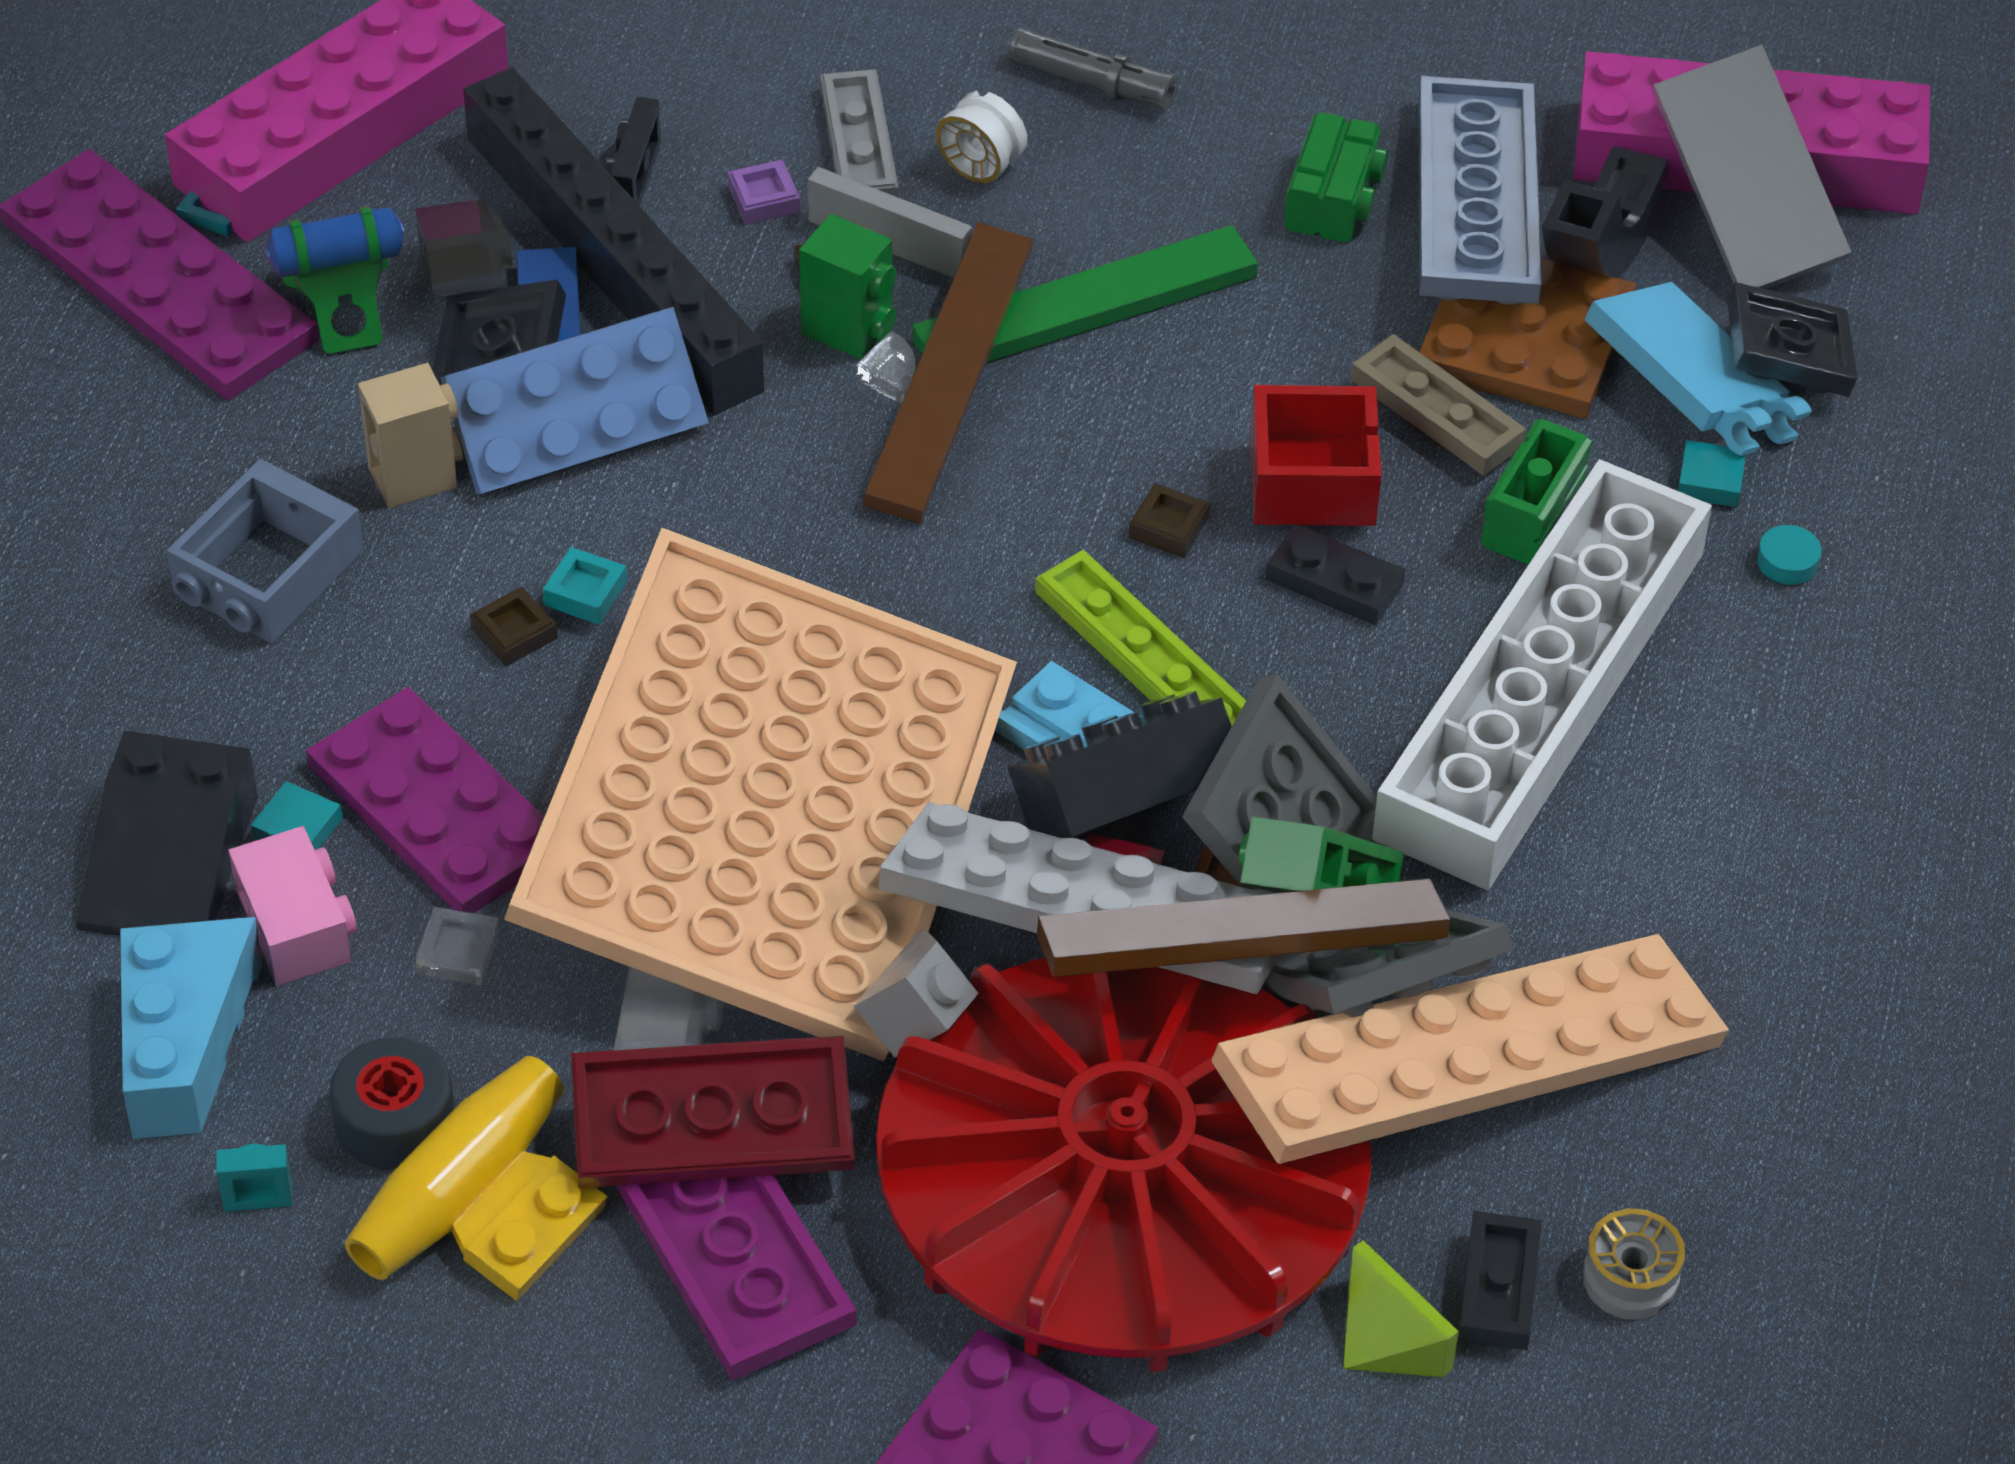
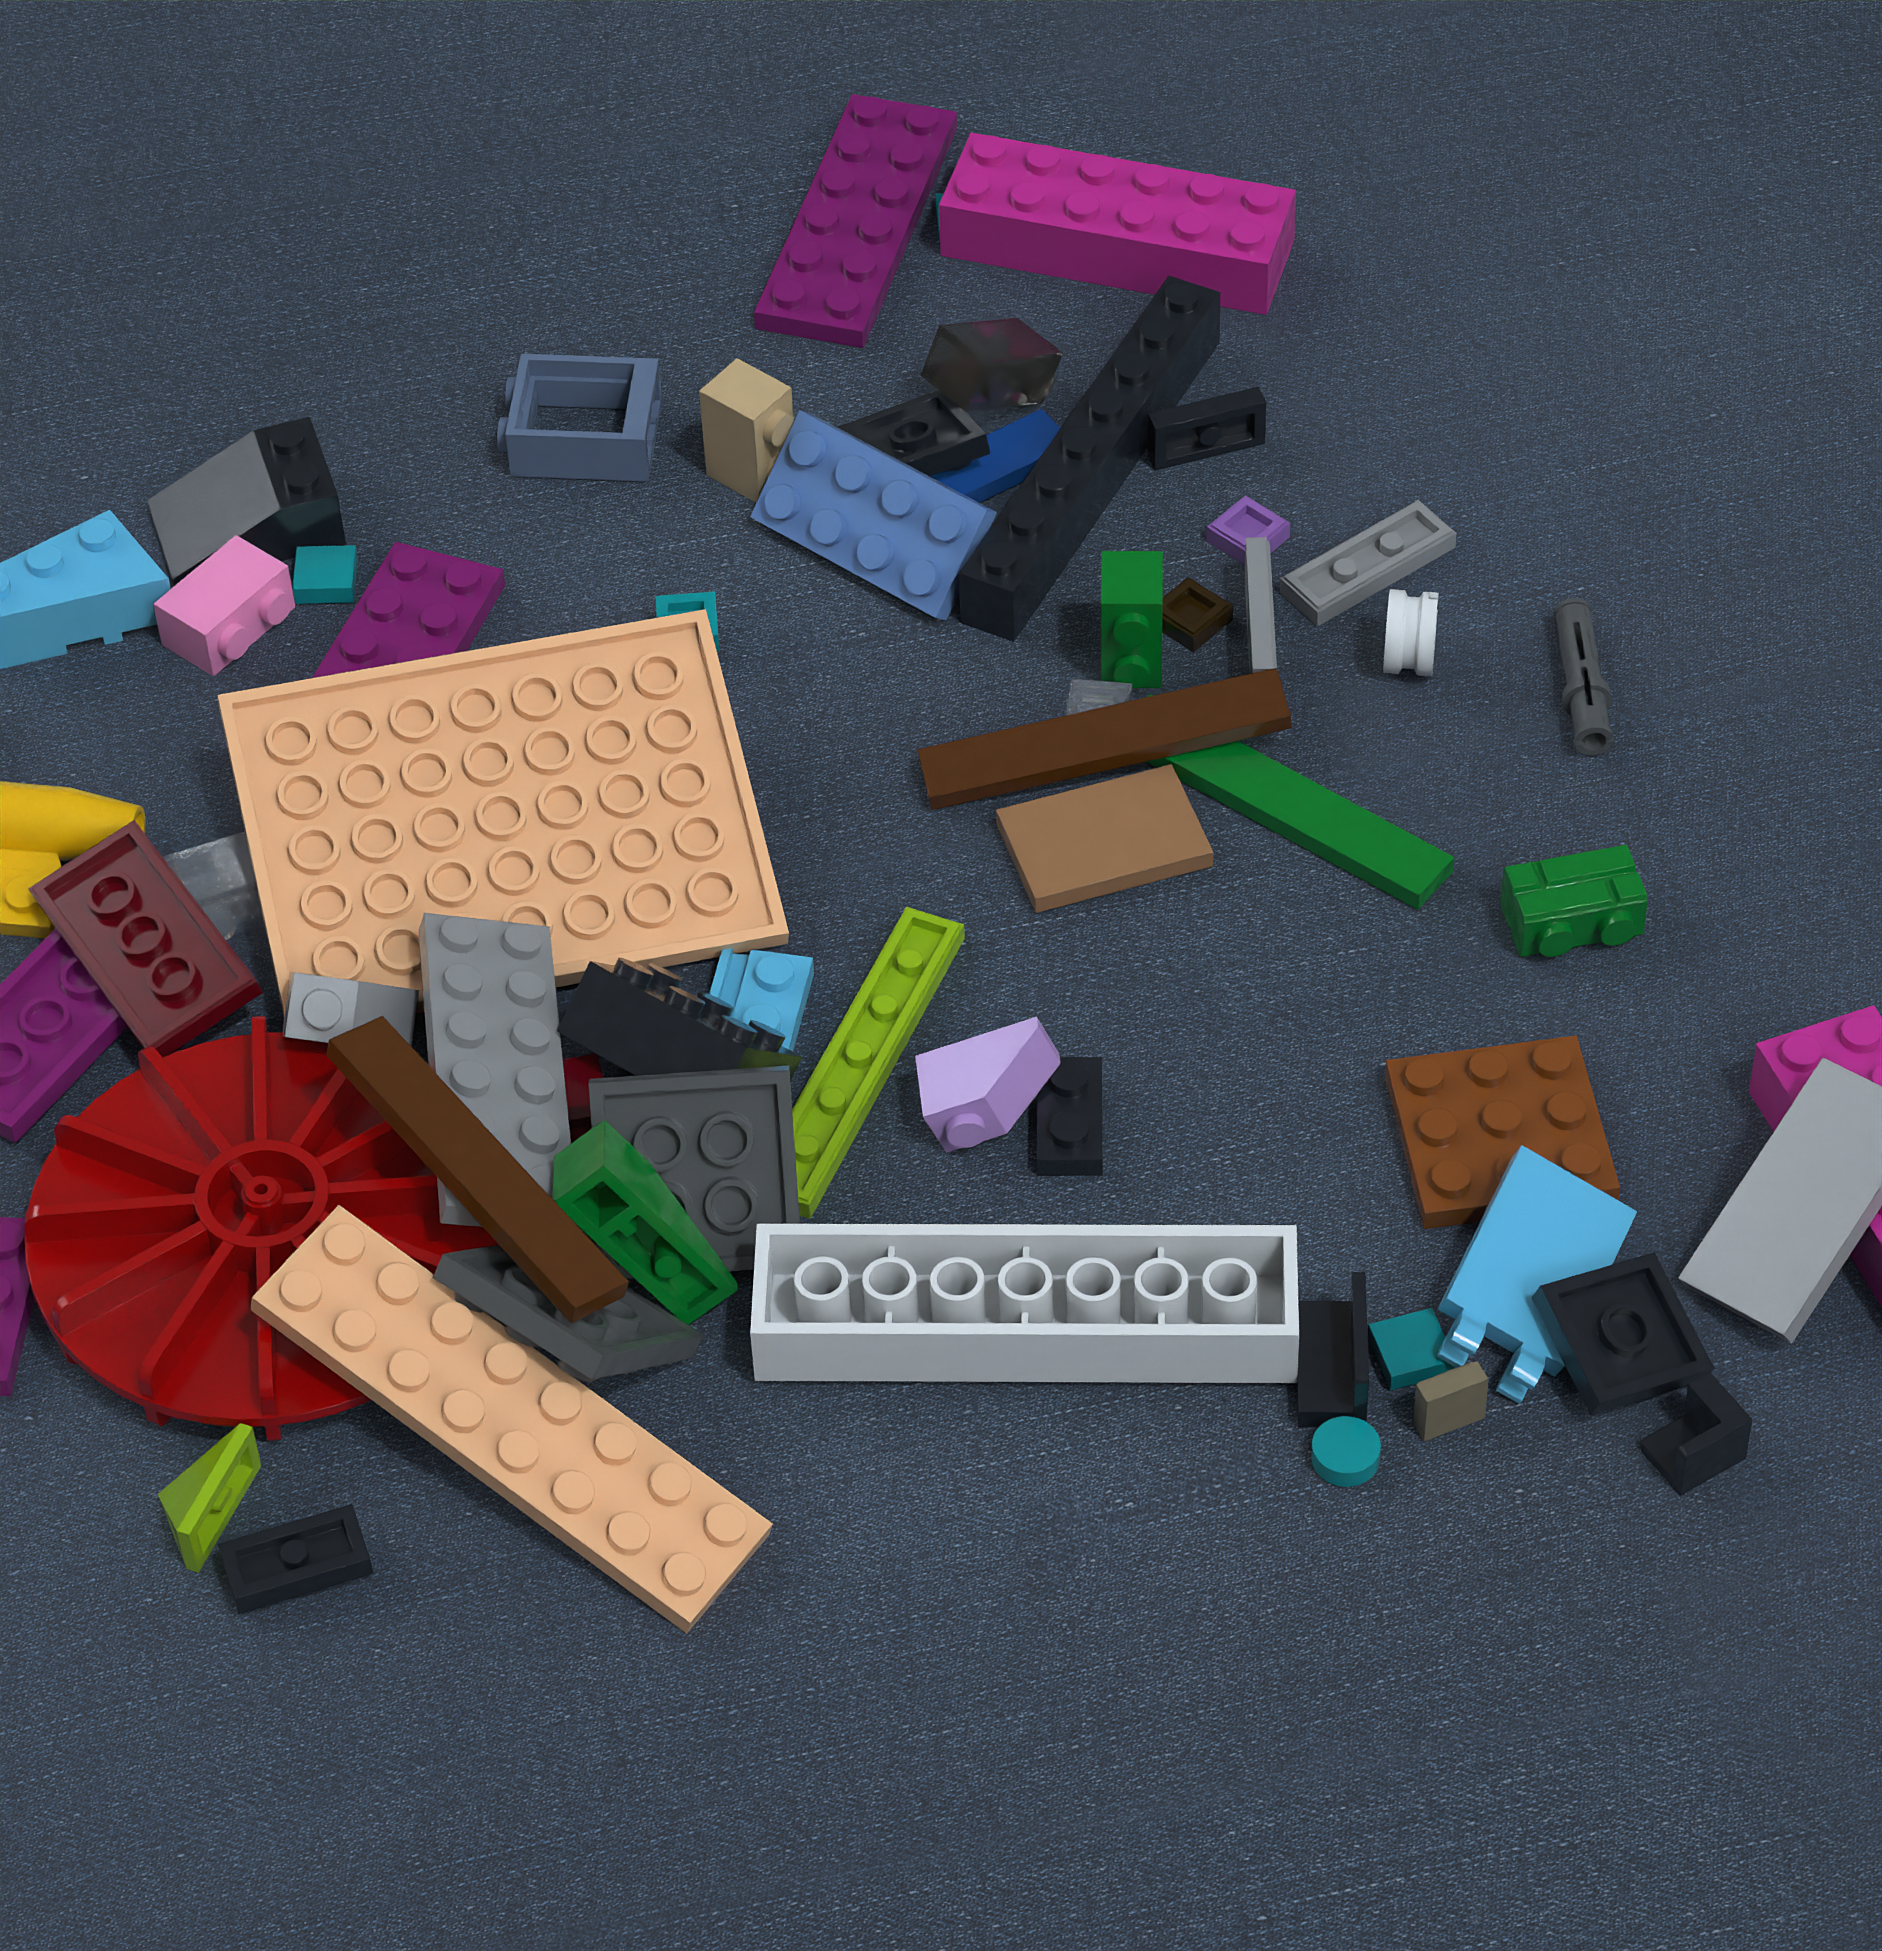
camera: 65 degrees right, 0 degrees up
(338, 260) = (905, 296): piece -> none
(389, 1099) = (64, 746): black wheel -> none
(513, 626) = (620, 601): dark brown tile -> none
(1045, 425) = (1104, 838): none -> medium nougat tile
(1169, 520) = (1052, 972): dark brown tile -> none
(1289, 605) = (984, 1082): none -> lavender slope
(1315, 455) = (1175, 1026): red piece -> none
(1439, 404) = (1334, 1101): dark tan plate -> none
(1478, 191) = (1628, 1006): sand blue plate -> none
(1535, 490) = (1256, 1195): green brick -> none
(1605, 224) = (1649, 1130): black arch -> none
(1640, 1239) = (363, 1625): light grey wheel -> none
(1736, 511) = (1333, 1358): none -> black panel
(1788, 467) = (1450, 1400): none -> dark tan tile
(1904, 346) = (1703, 1440): none -> black panel

